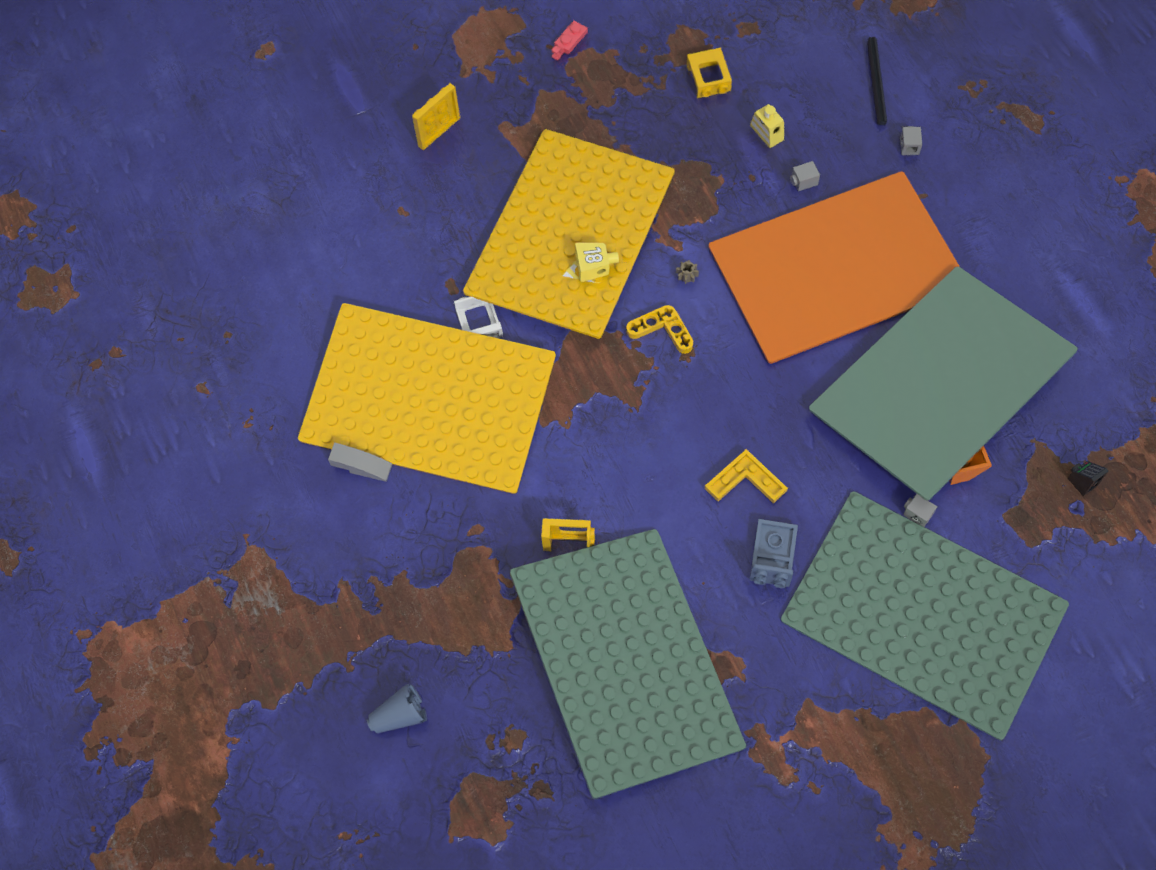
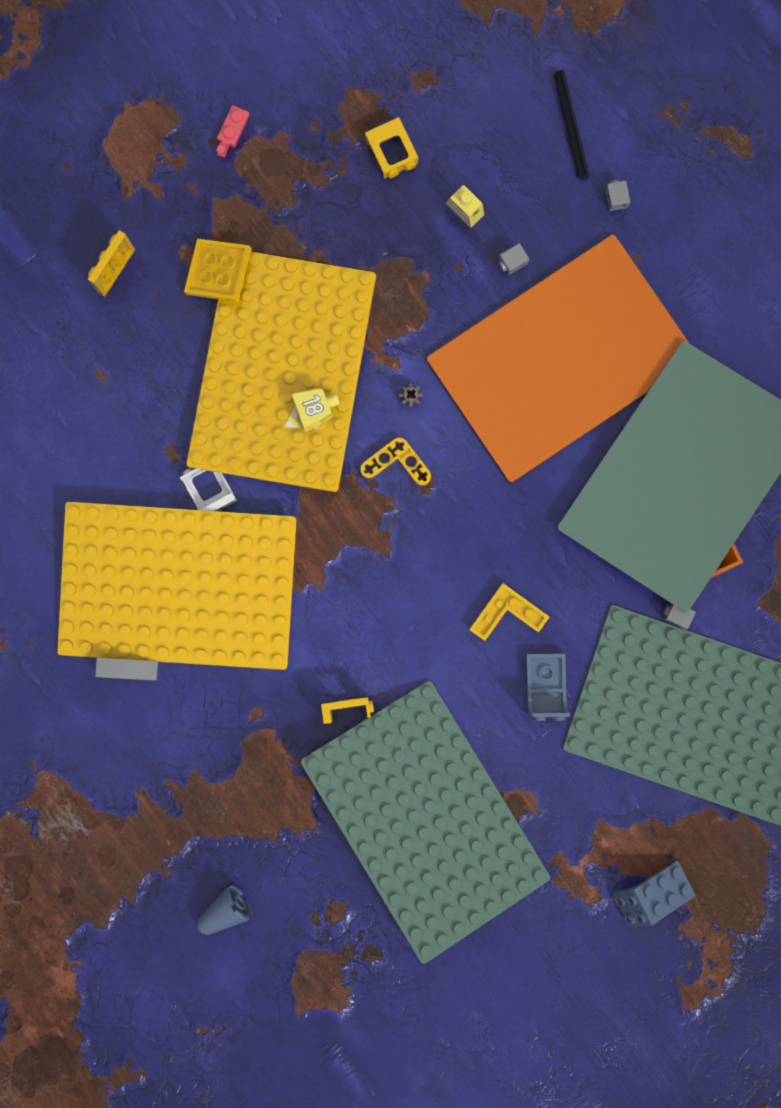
camera: 15 degrees left, 20 degrees up
(530, 140) = (217, 270): none -> yellow plate
(854, 783) = (655, 896): none -> sand blue bracket

